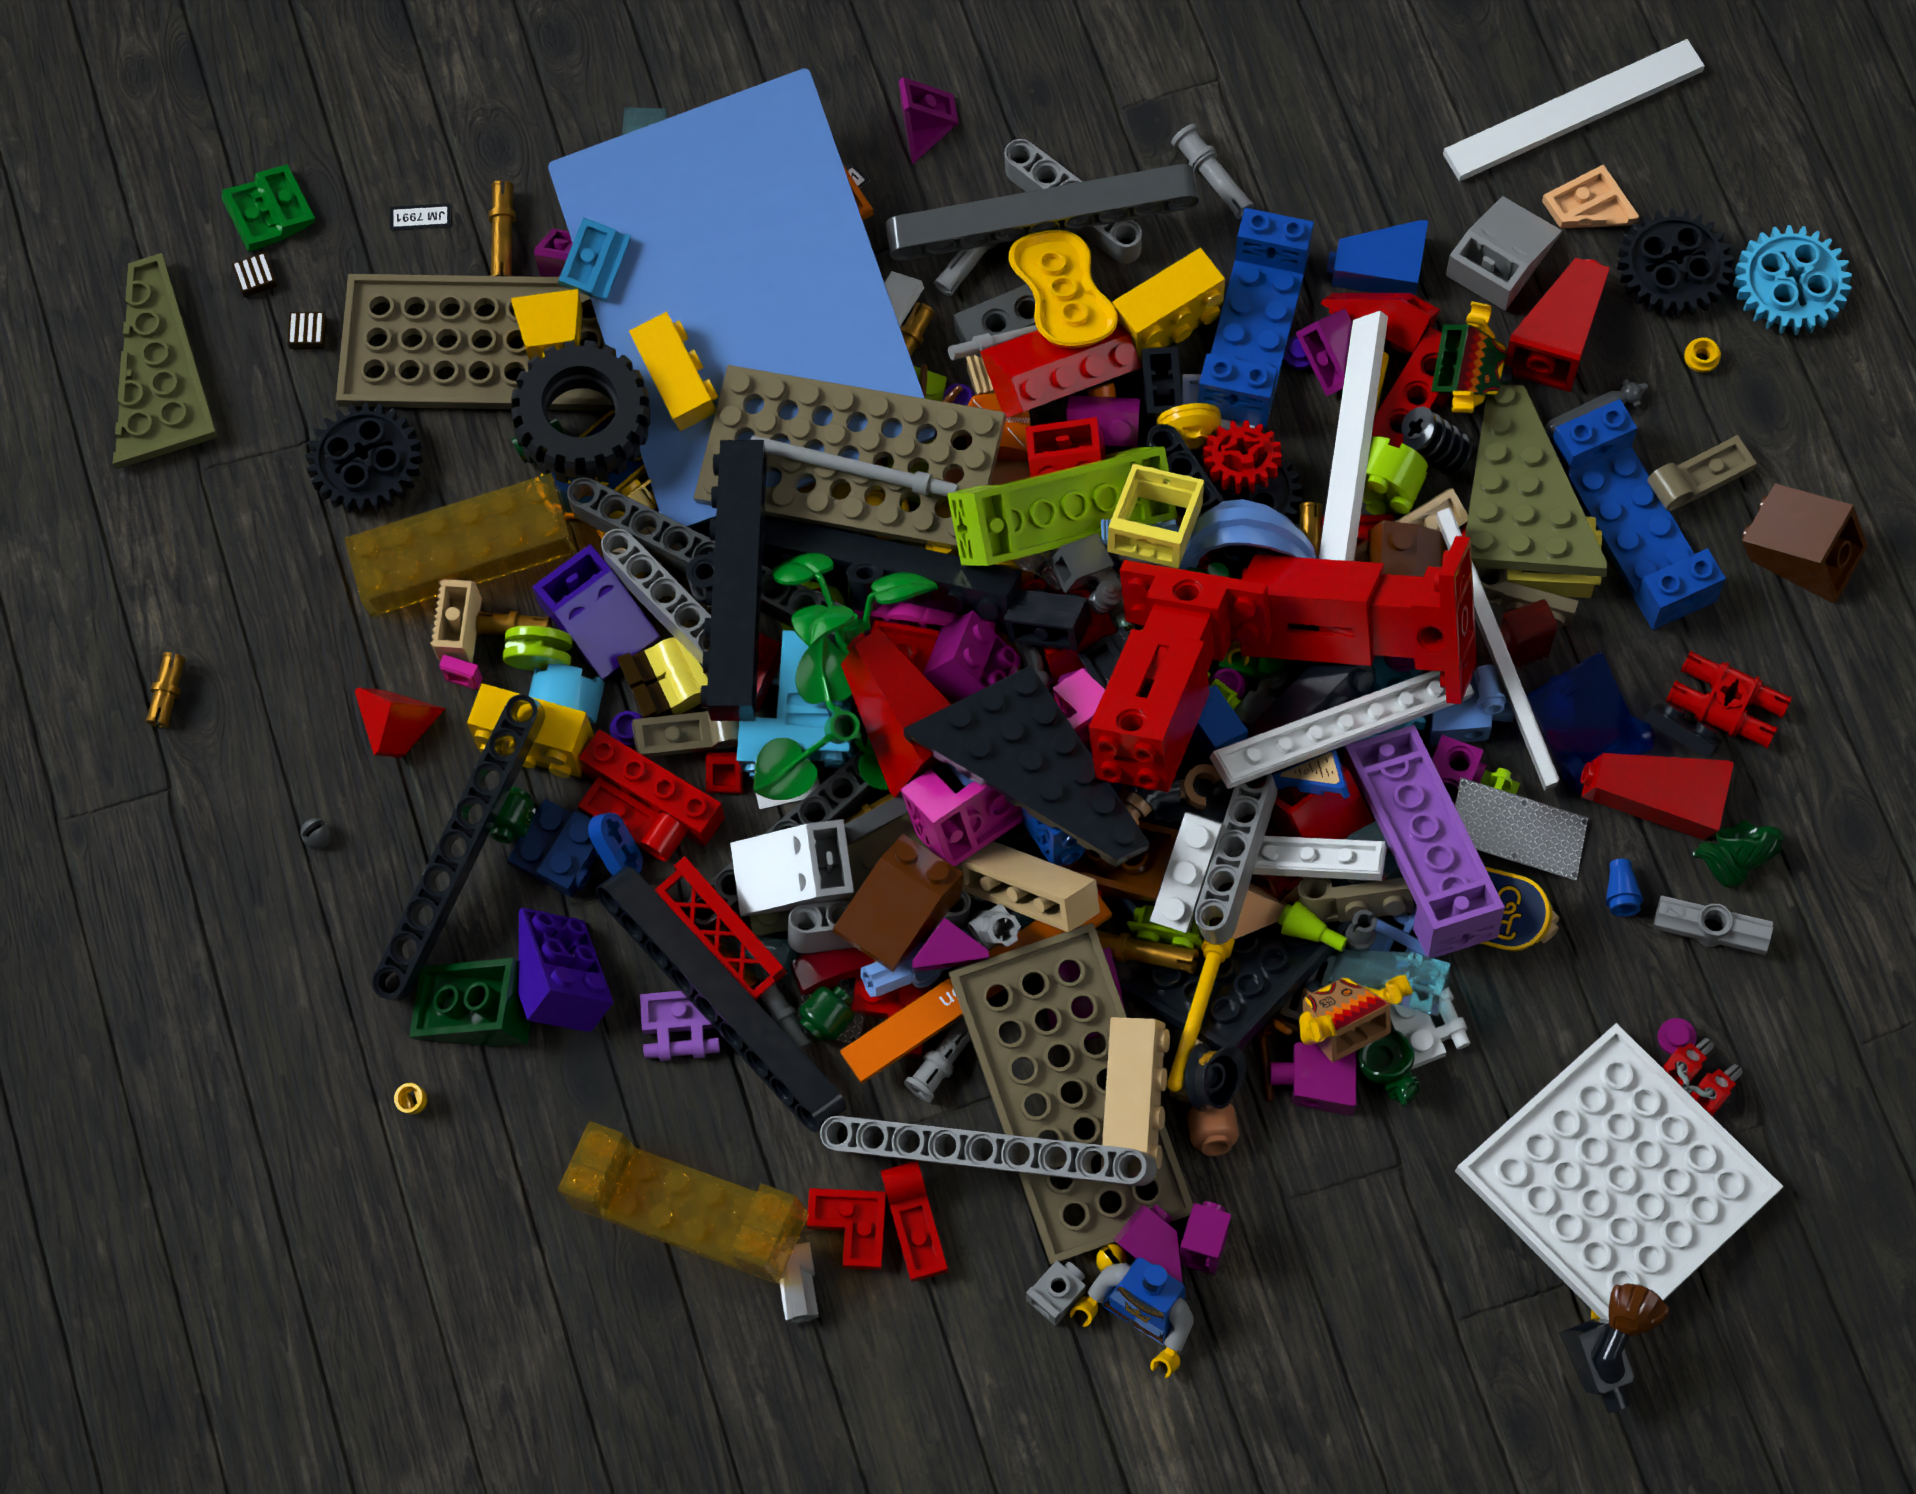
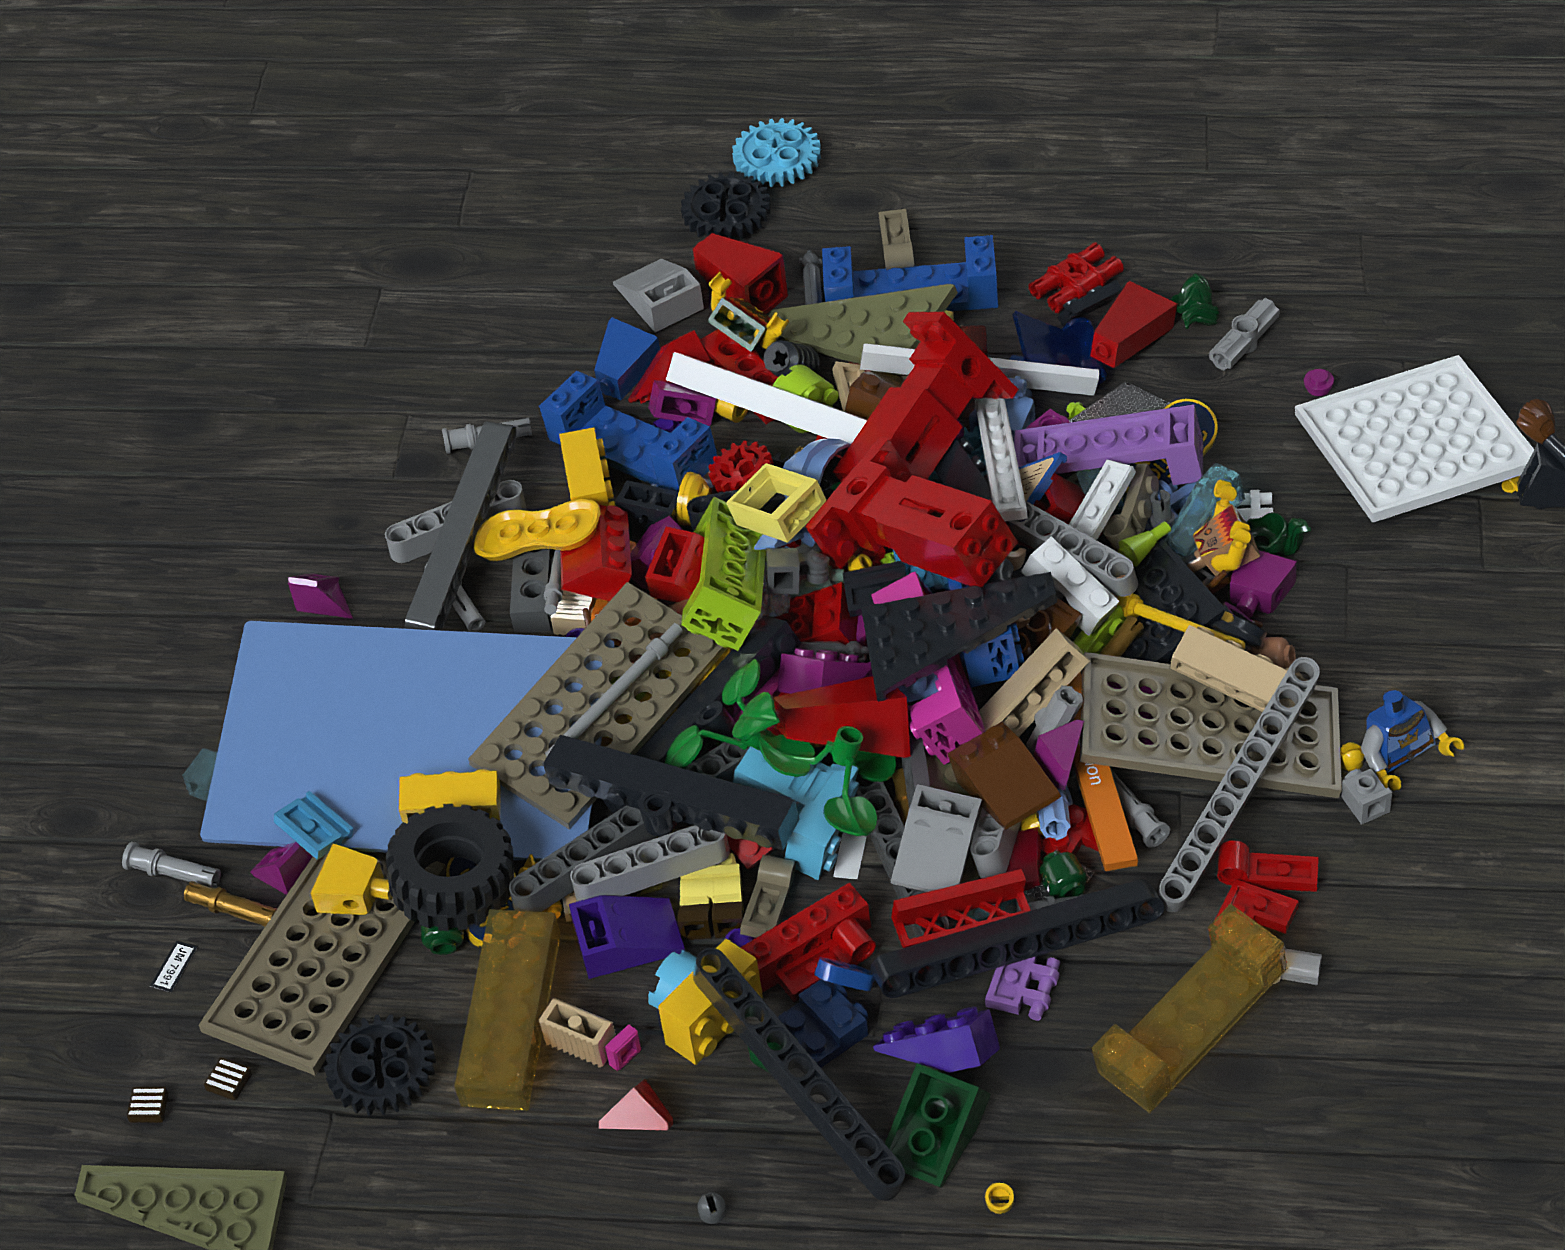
camera: 65 degrees left, 20 degrees down
(267, 208) = (90, 1076): green slope -> none
(499, 623) = (602, 996): pearl gold pin -> none
(526, 139) = (157, 862): none -> light grey pin
(536, 647) = (636, 978): lime head -> none
(723, 773) = (811, 888): red slope -> none
(1048, 619) = (815, 611): black brick -> none
(1152, 1238) = (1347, 714): magenta slope -> none
(1205, 1237) = (1364, 679): magenta brick -> none
(1573, 110) = (569, 229): white tile -> none
(1590, 202) = (650, 236): light nougat wing -> none
(1623, 890) = (1195, 375): blue cone -> none
(1702, 346) = (804, 215): yellow plate -> none
(1713, 1088) = (1347, 371): red piece -> none
(1806, 540) = (978, 199): reddish brown slope -> none

